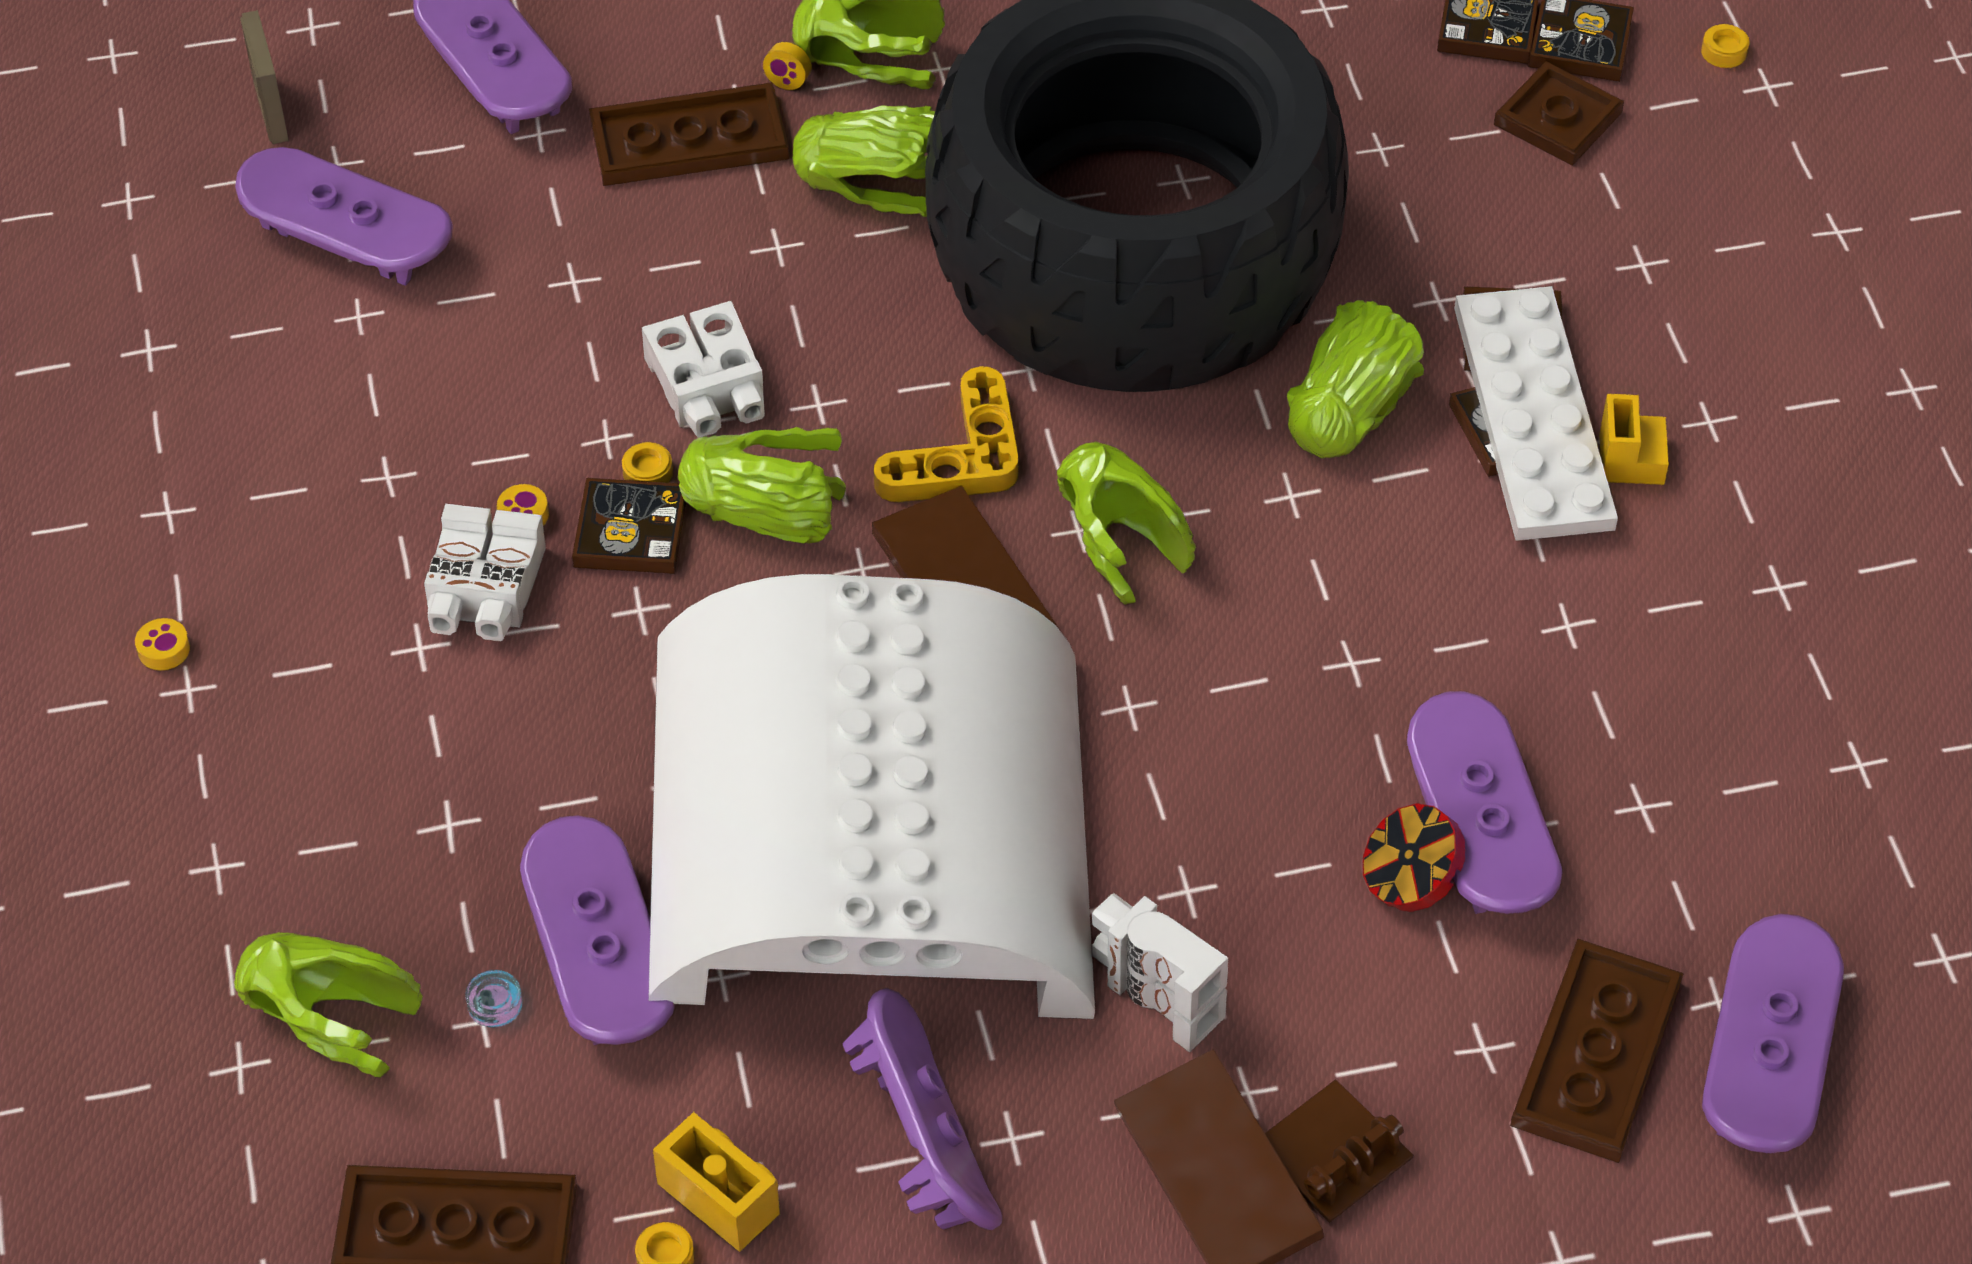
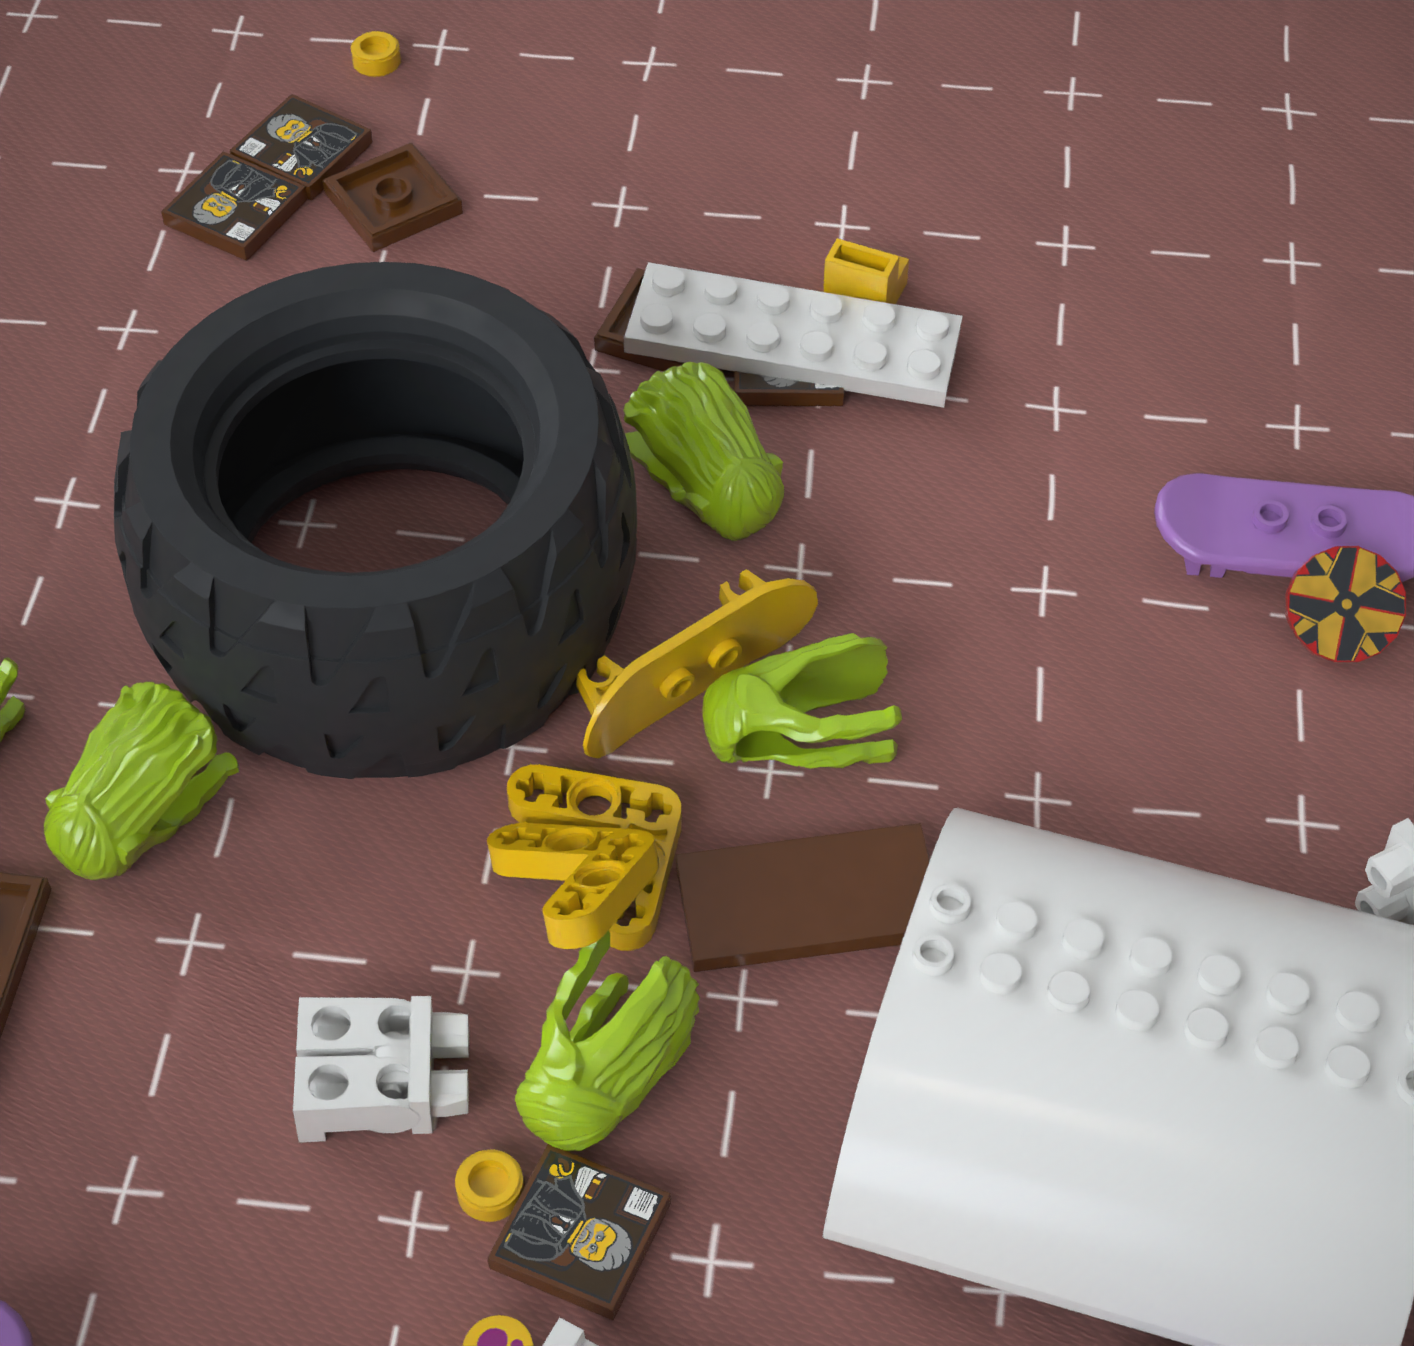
camera: 70 degrees left, 0 degrees up
(914, 432) = (600, 871): none -> yellow beam
(1157, 443) = (693, 659): none -> yellow piece

